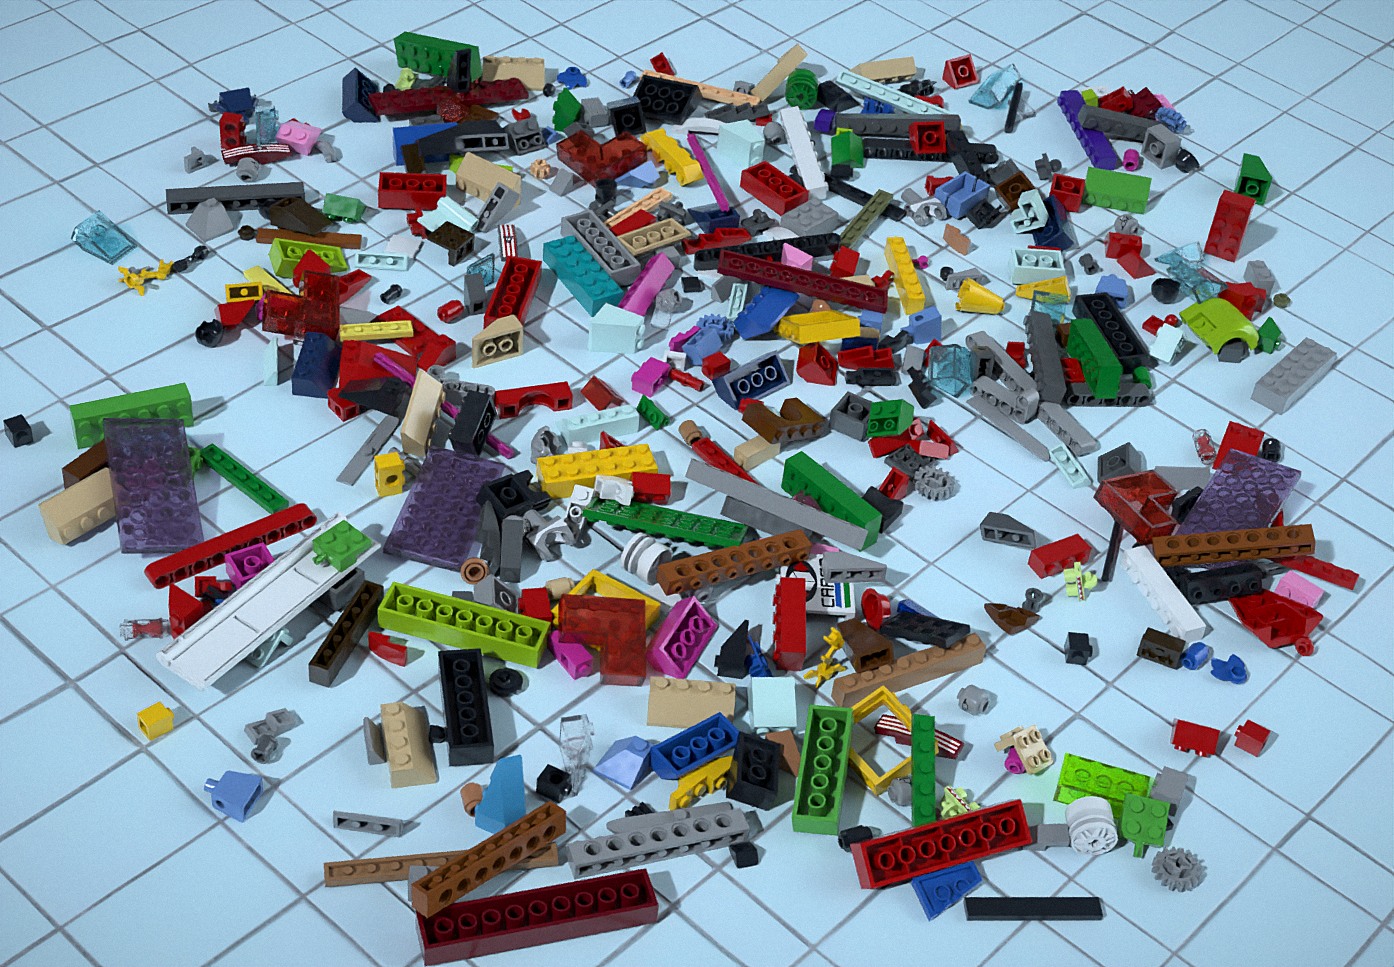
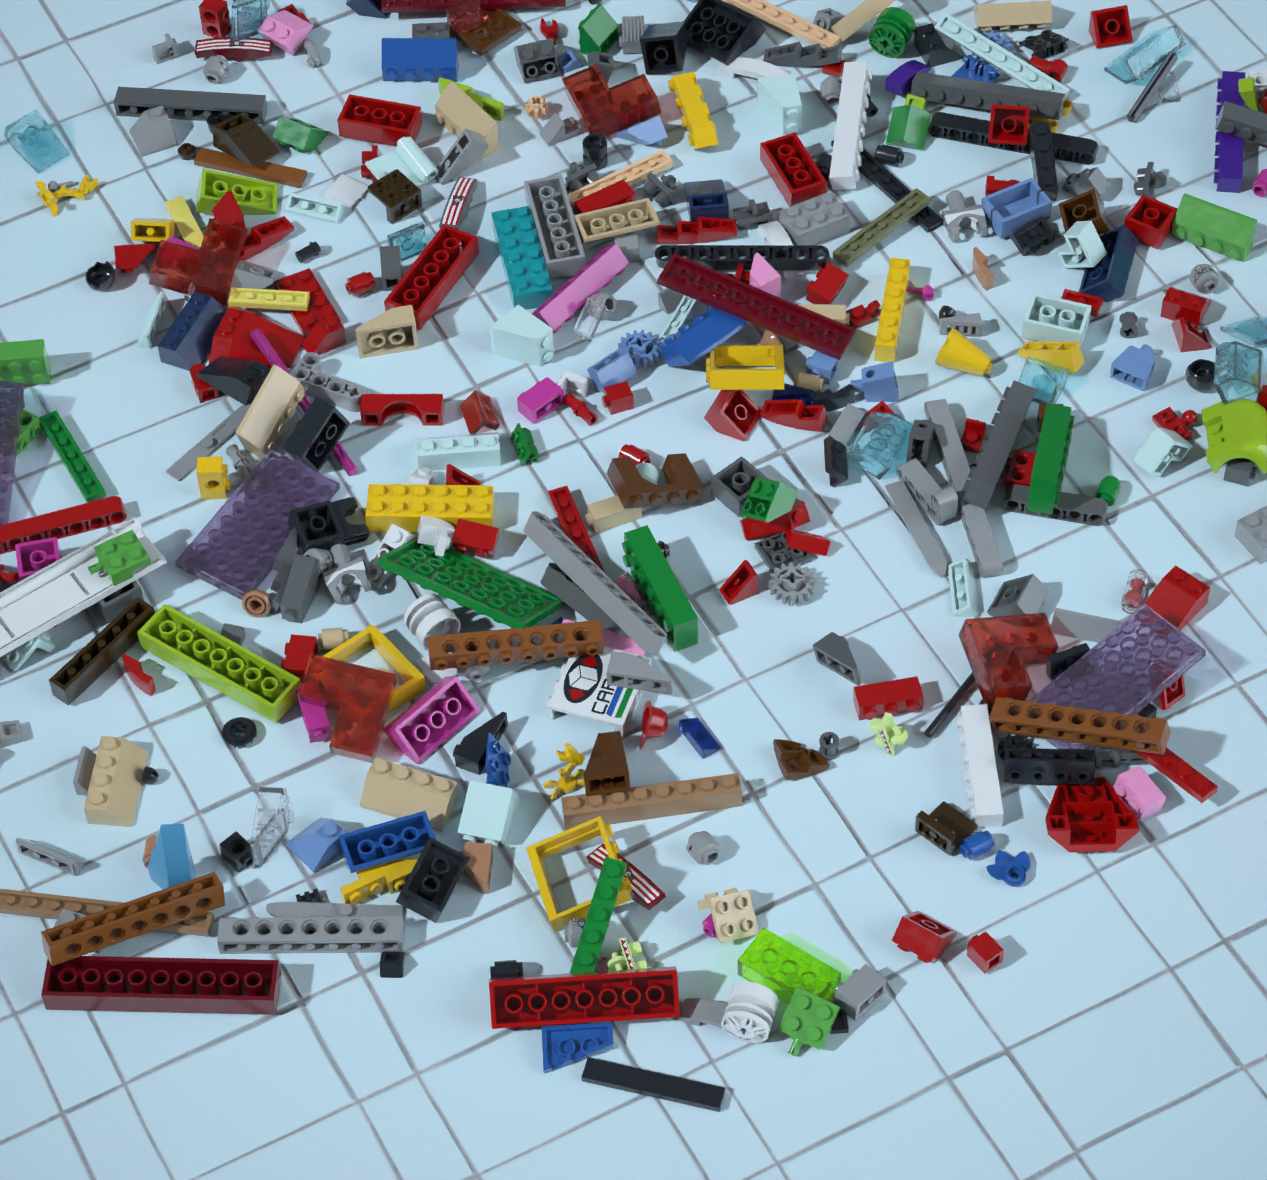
camera: 25 degrees right, 10 degrees up
(200, 252) = (105, 184): black piece -> none
(412, 161) = (396, 79): dark brown panel -> none
(465, 707) = (184, 753): black brick -> none
(470, 136) = (459, 60): black wedge -> none
(496, 594) = (266, 638): light grey slope -> none
(544, 444) = (388, 467): light grey hair -> none
(680, 339) = (593, 357): dark pink slope -> none
(690, 284) = (641, 285): black tile -> none
(690, 432) = (552, 476): medium nougat brick -> none
(708, 173) = (726, 121): dark pink axle -> none
(752, 380) = (651, 421): dark blue slope -> none
(789, 624) = (541, 726): red brick -> none
(823, 770) = (500, 894): bright green brick -> none
(871, 376) = (789, 437): black hinge -> none
(888, 507) = (713, 606): black brick -> none
(925, 629) = (686, 758): black plate -> none
(939, 436) = (831, 530): red slope -> none
(1077, 648) = (849, 811): black brick -> none
(1113, 328) = (1098, 425): black brick -> none
(1176, 869) = (822, 1076): light grey gear -> none
(1271, 450) = (1214, 609): black wheel -> none
(1304, 646) = (1112, 856): red plate -> none

